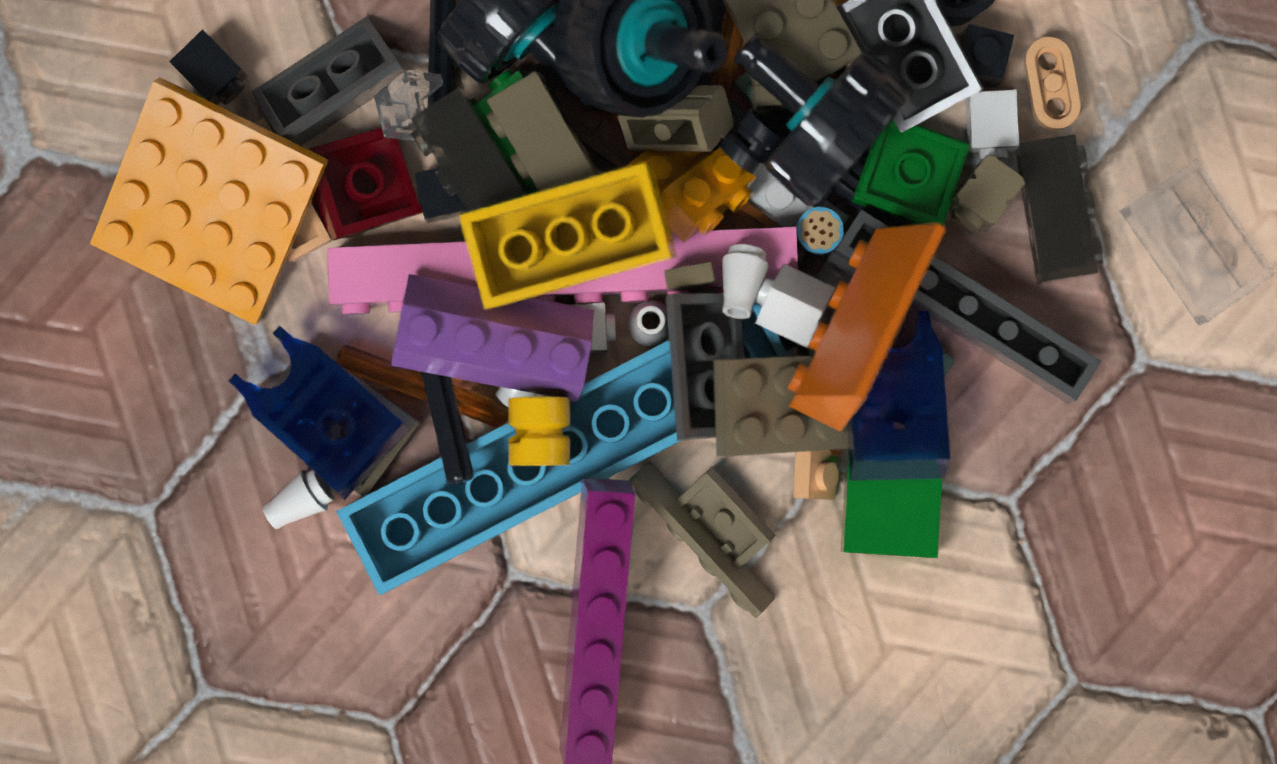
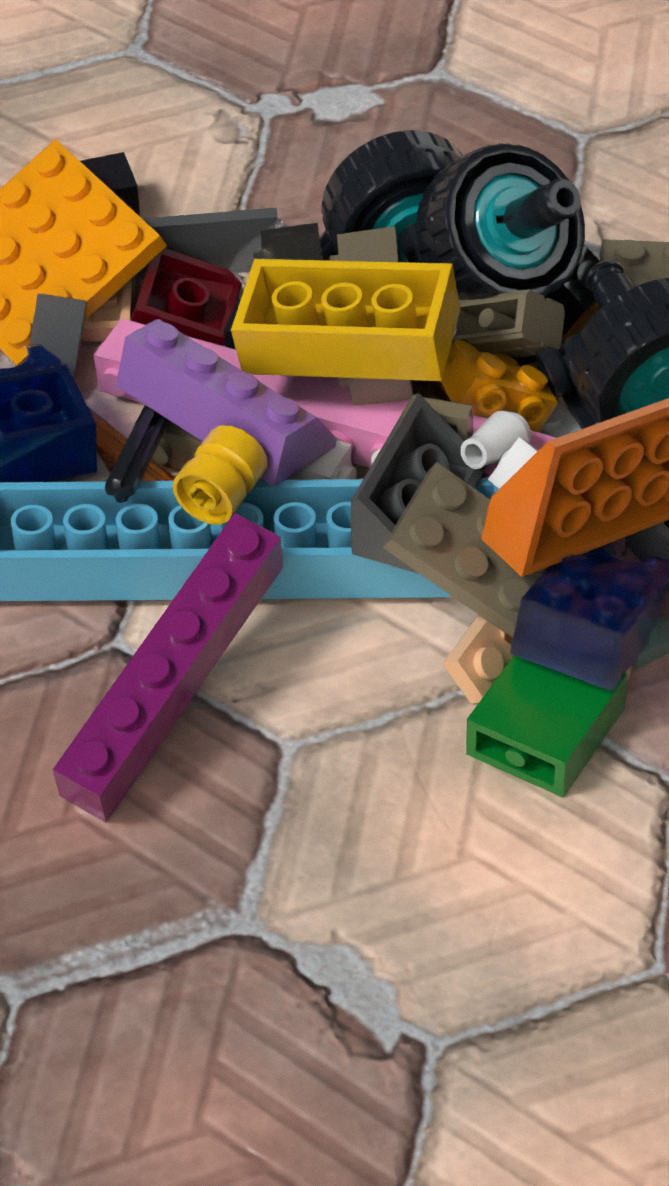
camera: 20 degrees right, 40 degrees down
(284, 298) = (59, 327): none -> dark grey tile
(716, 528) = (349, 666): dark tan bracket -> none

